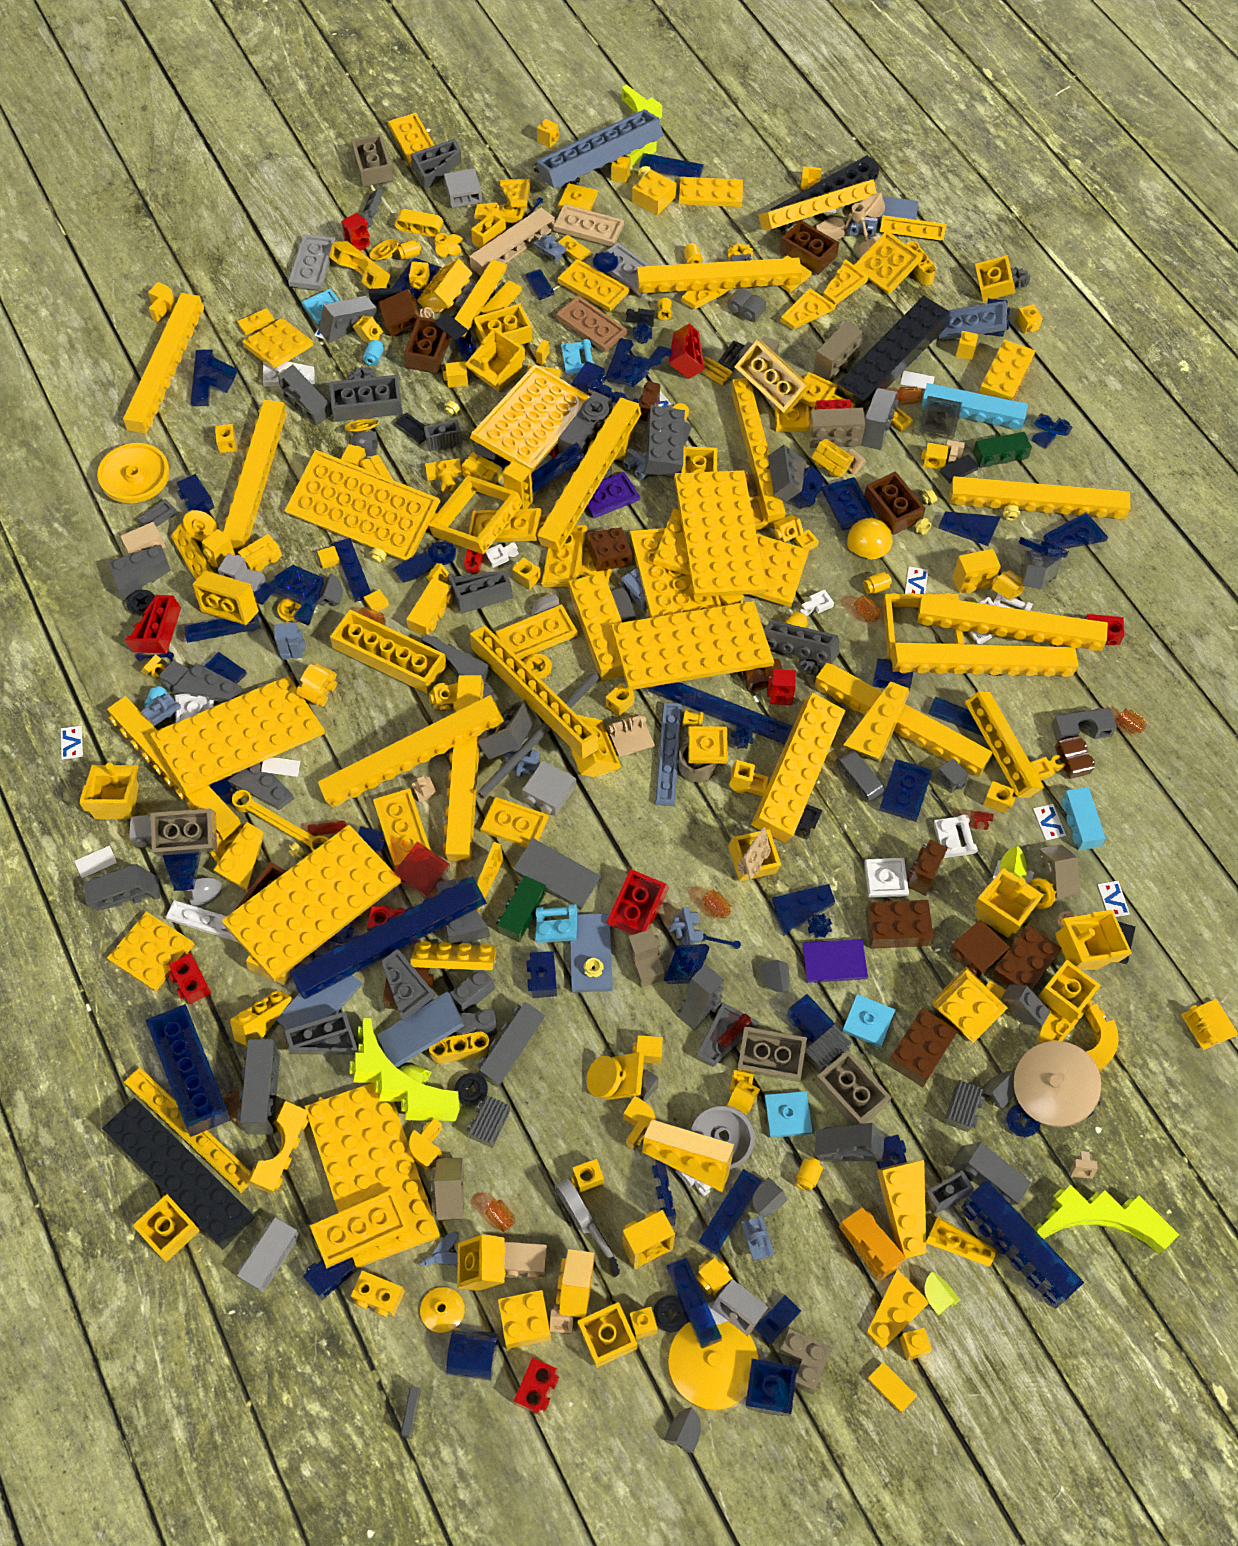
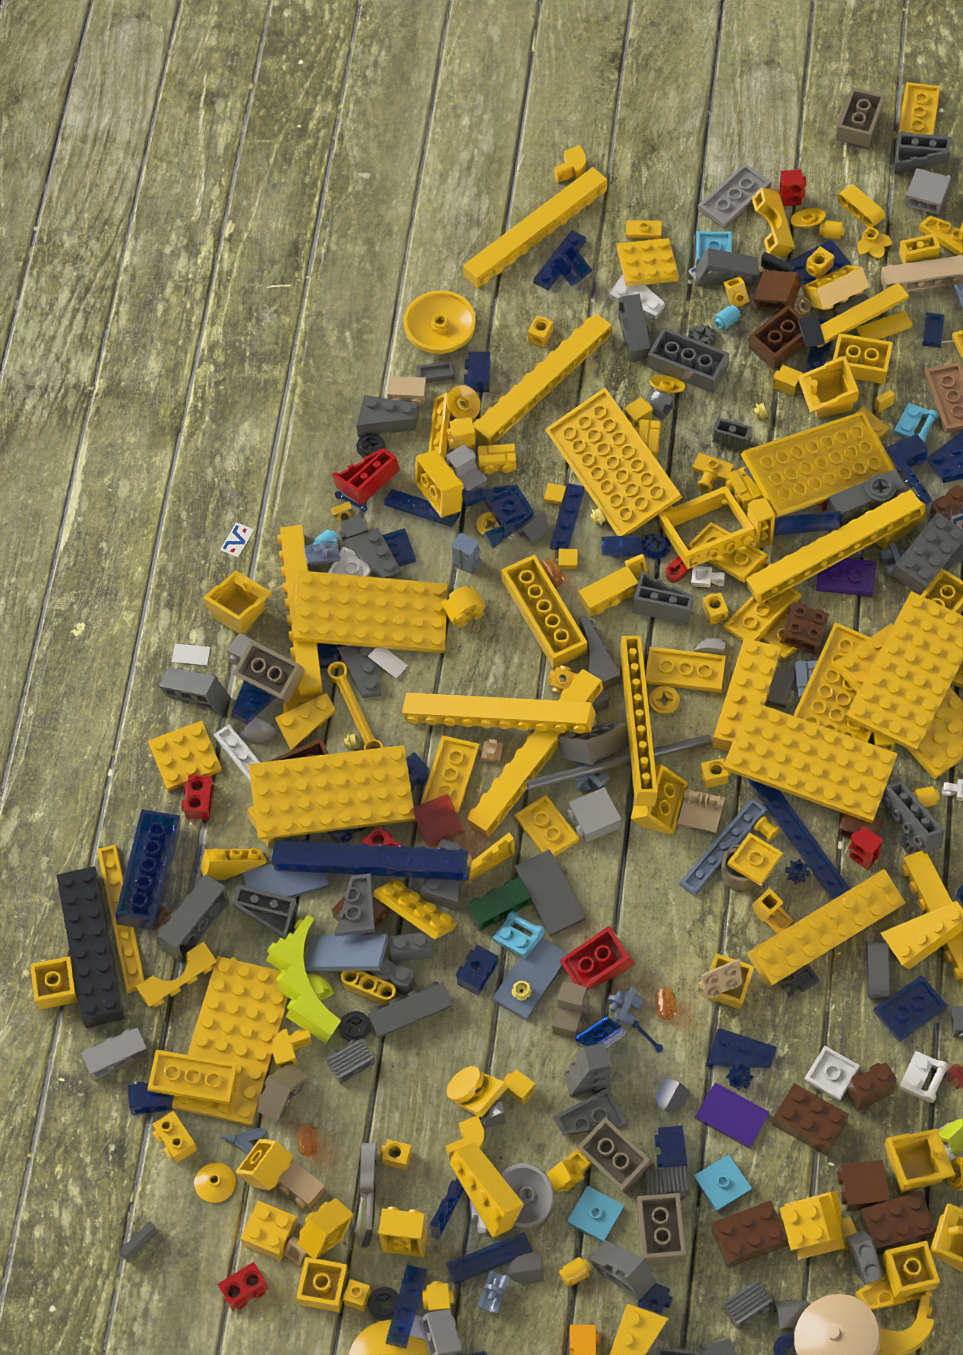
camera: 40 degrees right, 0 degrees up
(326, 828) = (389, 736): clear red axle -> none
(370, 206) = (825, 167): dark grey hinge -> none
(411, 427) = (712, 409): black tile -> none
(471, 1353) = (213, 1229): clear blue brick -> none
(734, 1030) = (598, 1116): clear red axle -> none

